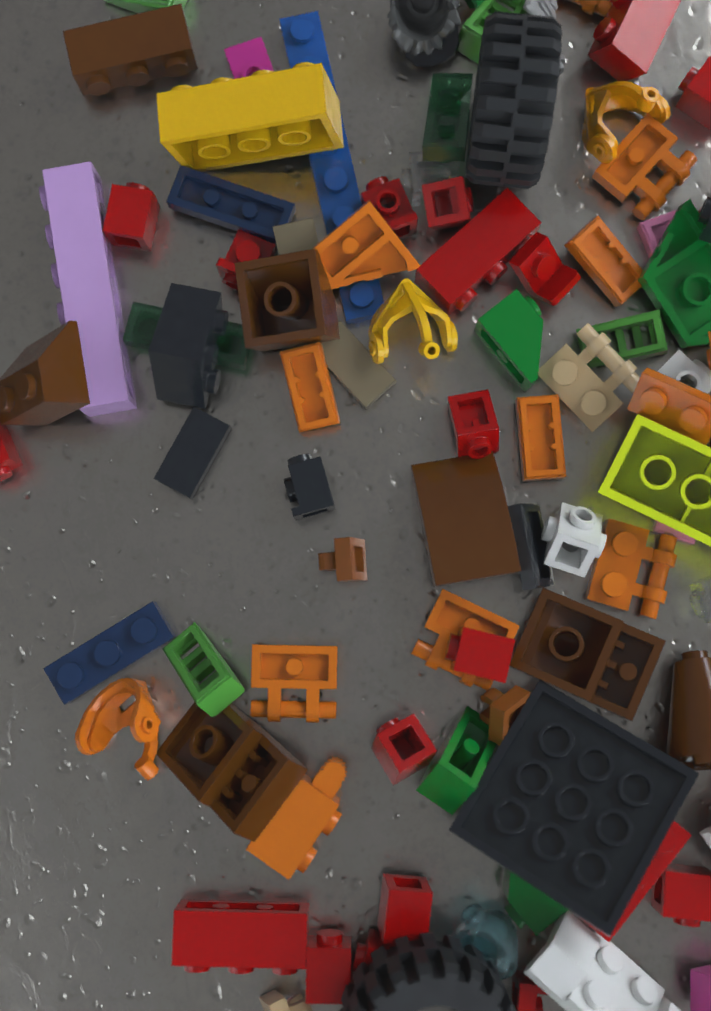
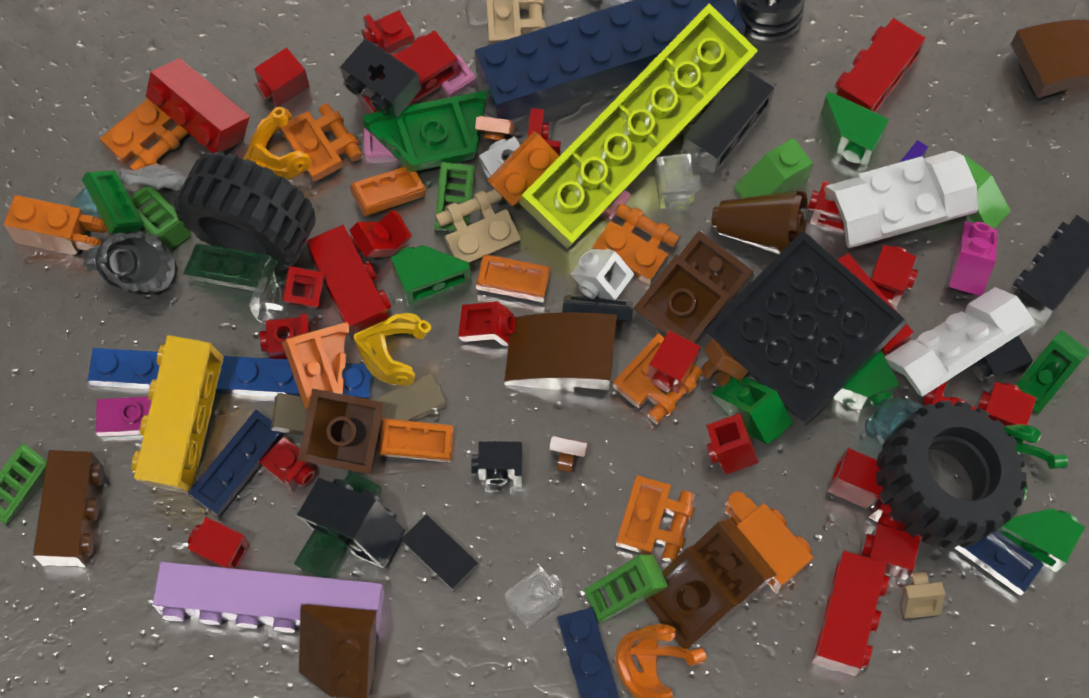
camera: 80 degrees left, 15 degrees down
(161, 572) = (535, 597): none -> clear brick

